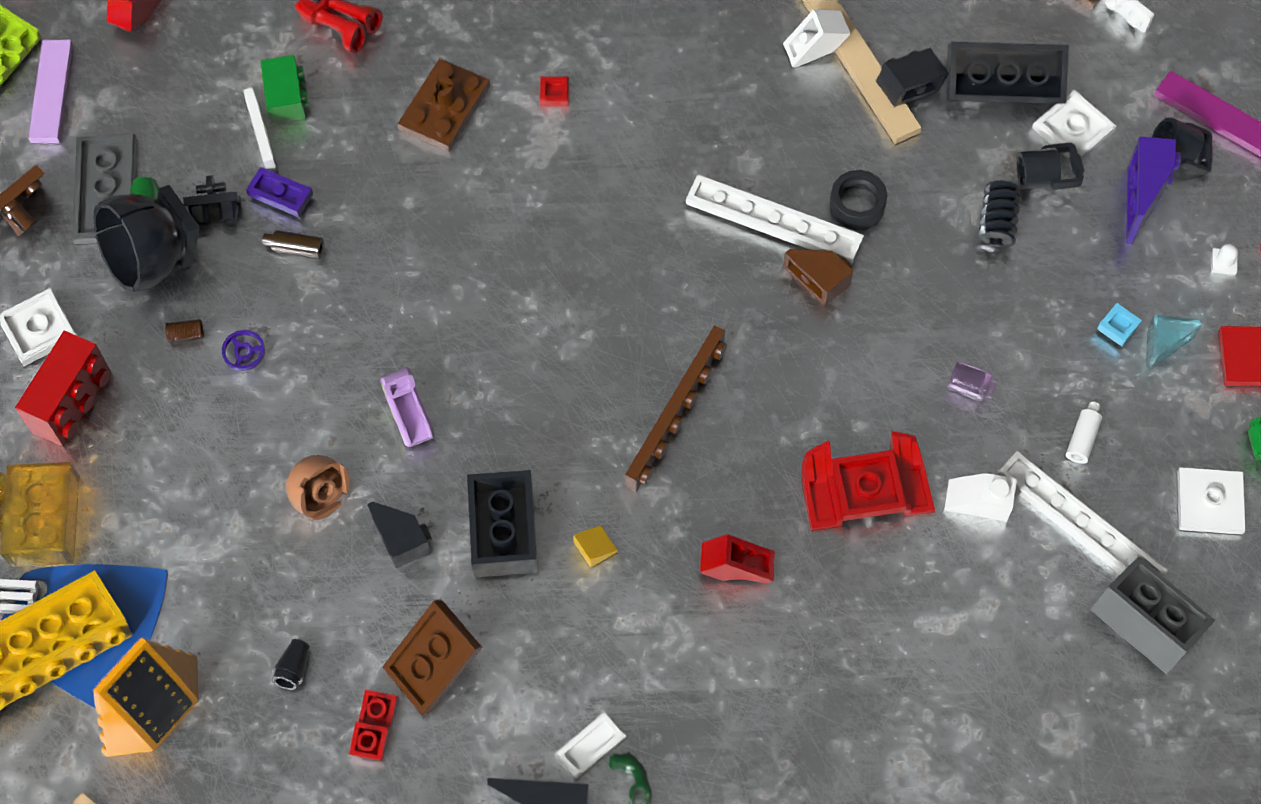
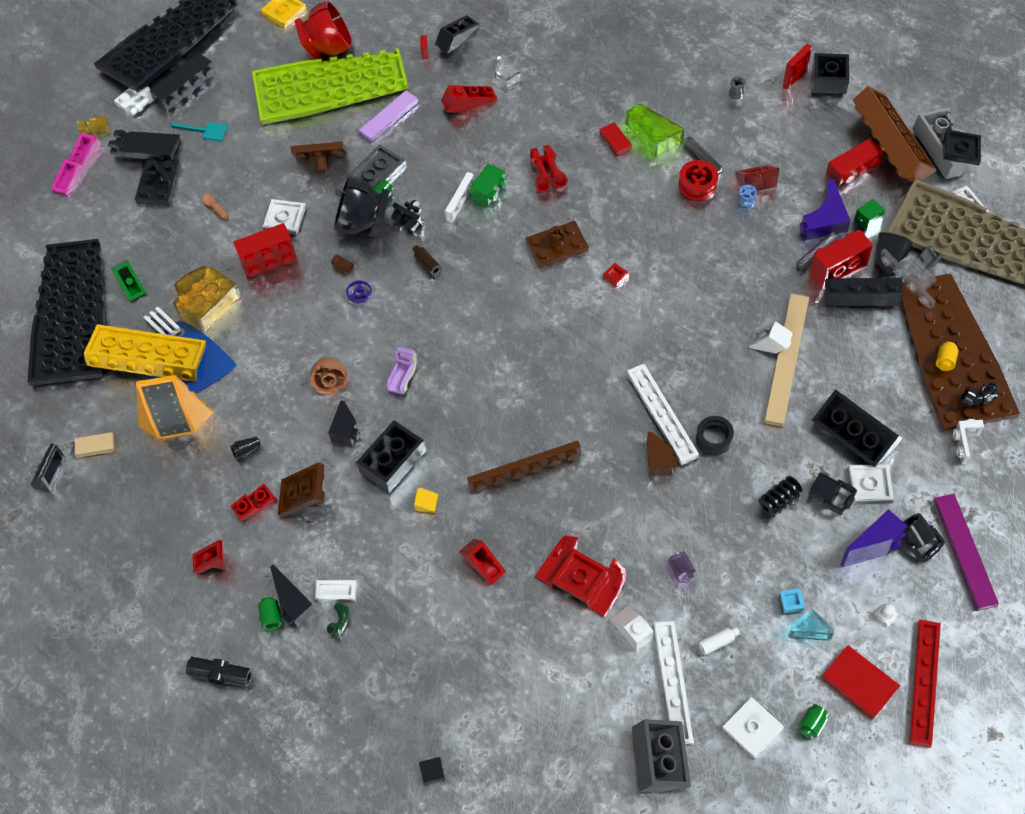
camera: 45 degrees right, 5 degrees down
(279, 192) = (442, 231): dark purple plate -> none
(912, 76) = (802, 394): black brick -> none

